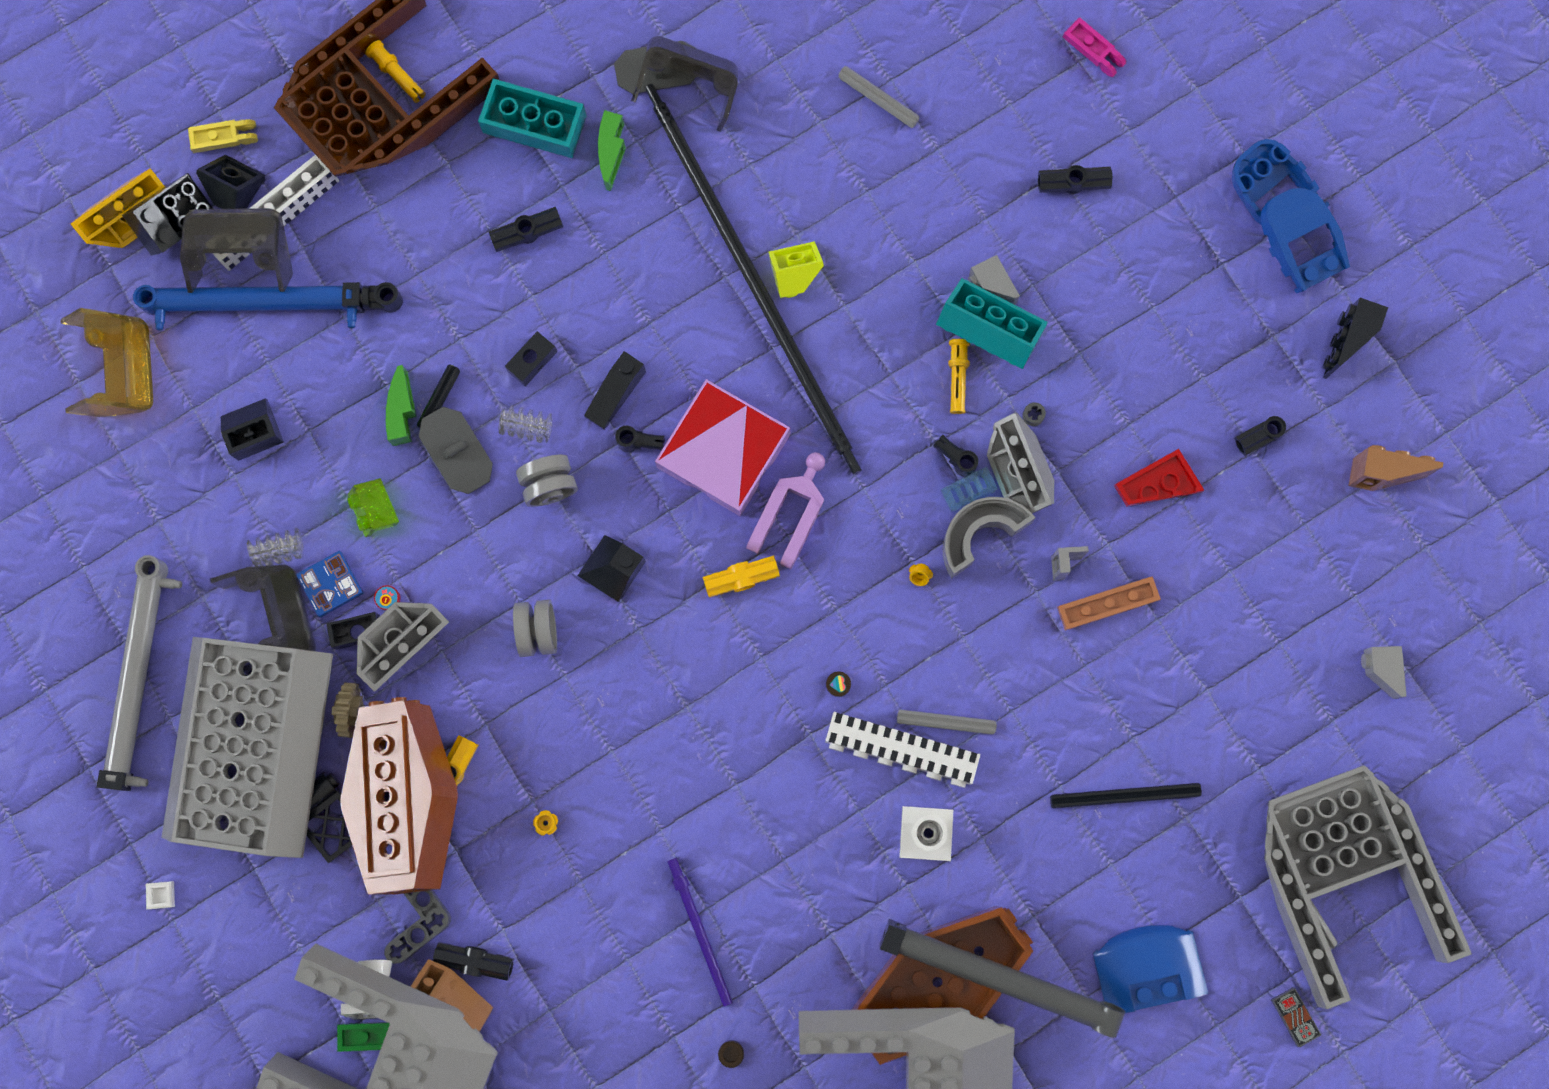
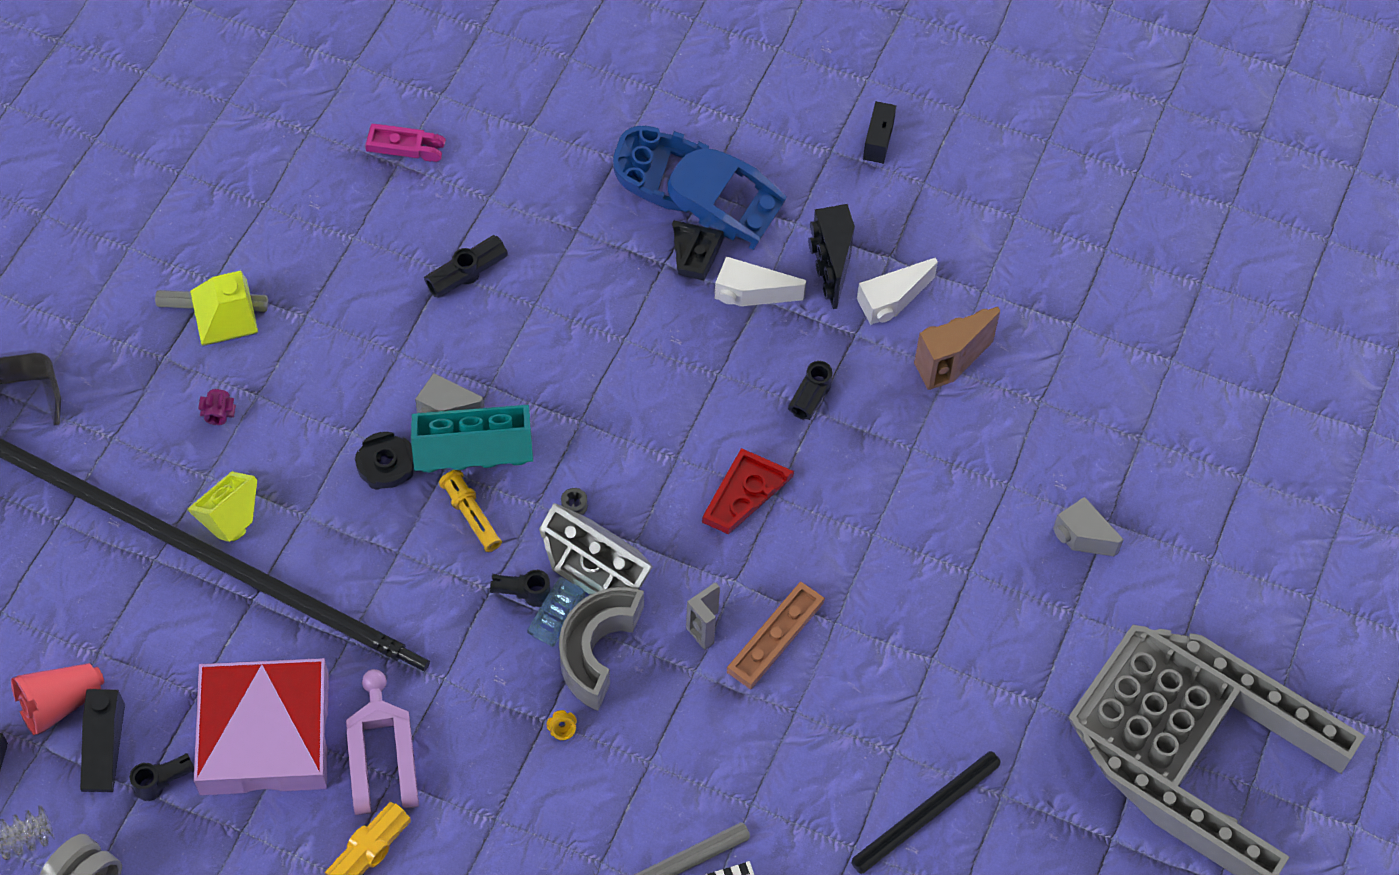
camera: 40 degrees left, 20 degrees down
(604, 339) = (53, 694): none -> coral cone
(832, 186) = (217, 407): none -> magenta gear
(882, 111) = (224, 308): none -> neon yellow slope
(911, 306) = (387, 475): none -> black plate
(1252, 267) = (695, 248): none -> black wing
(1273, 322) = (753, 285): none -> white slope
(1371, 393) = (891, 293): none -> white slope
(1460, 254) = (879, 132): none -> black piece

